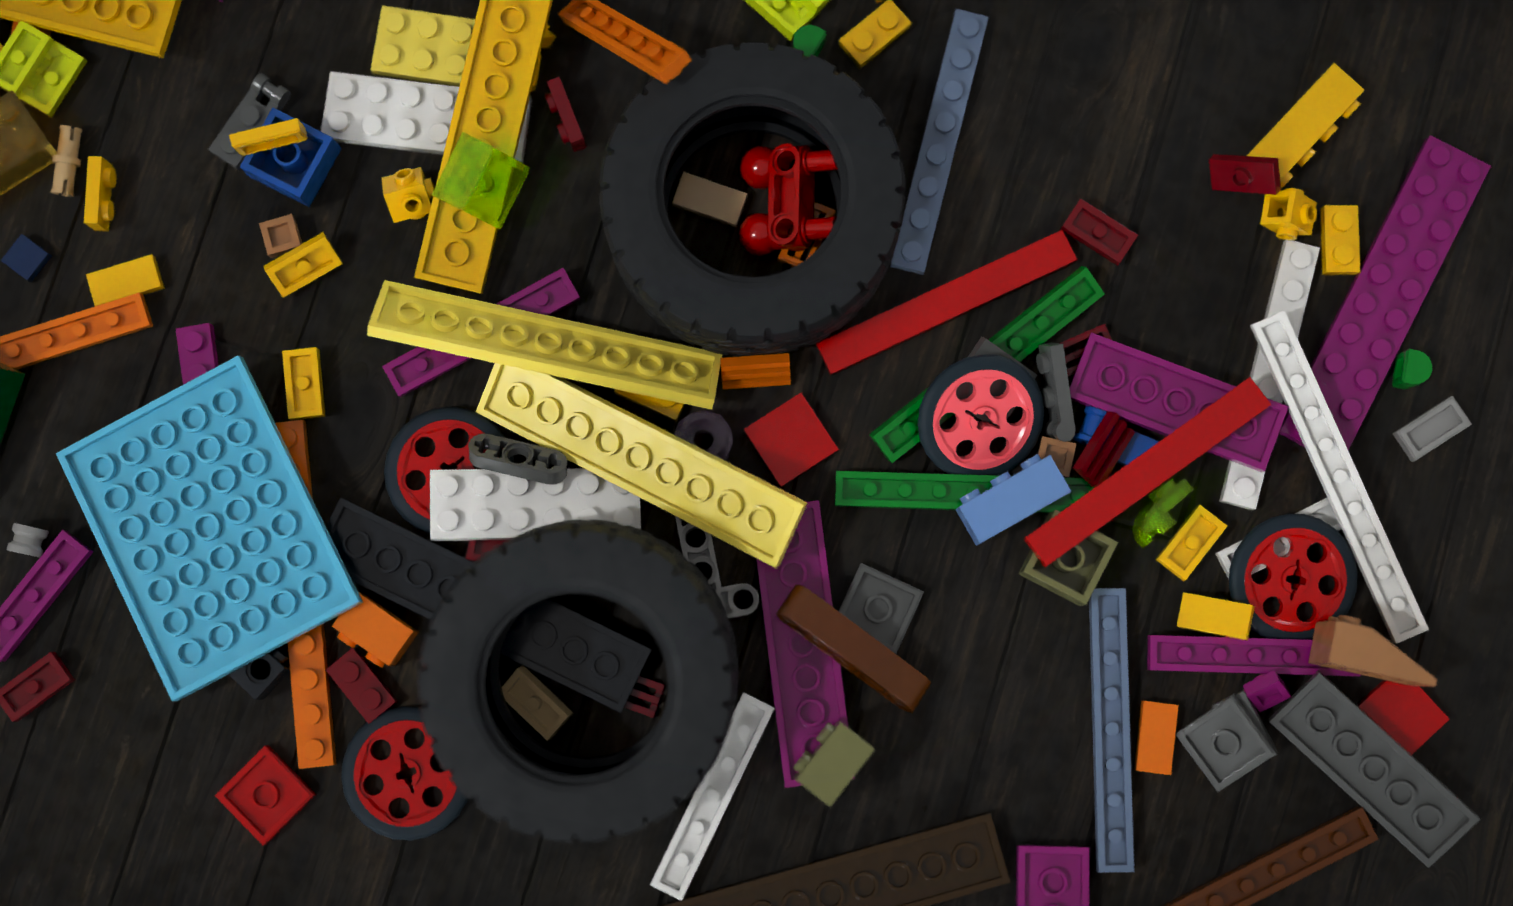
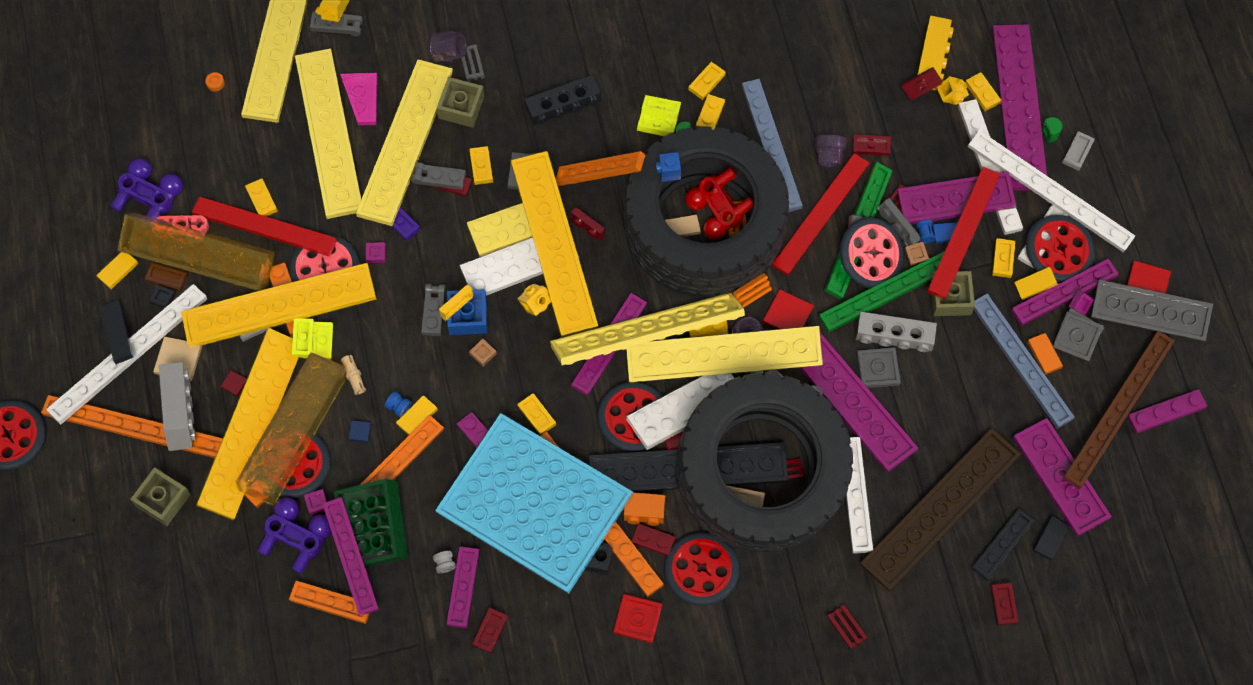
camera: 30 degrees left, 15 degrees down
(98, 203) = (377, 373): yellow plate -> none
(103, 247) = (398, 404): none -> blue wheel
(302, 264) = (502, 359): yellow plate -> none
(481, 181) = (570, 270): clear neon green slope -> none
(525, 470) = (675, 385): dark grey beam -> none
(716, 102) = (669, 167): none -> blue brick
(832, 762) = (904, 439): olive brick -> none
(853, 648) = (880, 387): reddish brown beam -> none
(988, 594) = (906, 327): none -> light grey brick
(1012, 498) = (909, 280): medium blue brick -> none
(1023, 205) = (830, 150): none -> clear purple piece
(1107, 453) = (937, 236): dark red tile -> none
(1155, 516) = (980, 248): clear neon green slope -> none
(1363, 651) = (1114, 257): medium nougat slope -> none

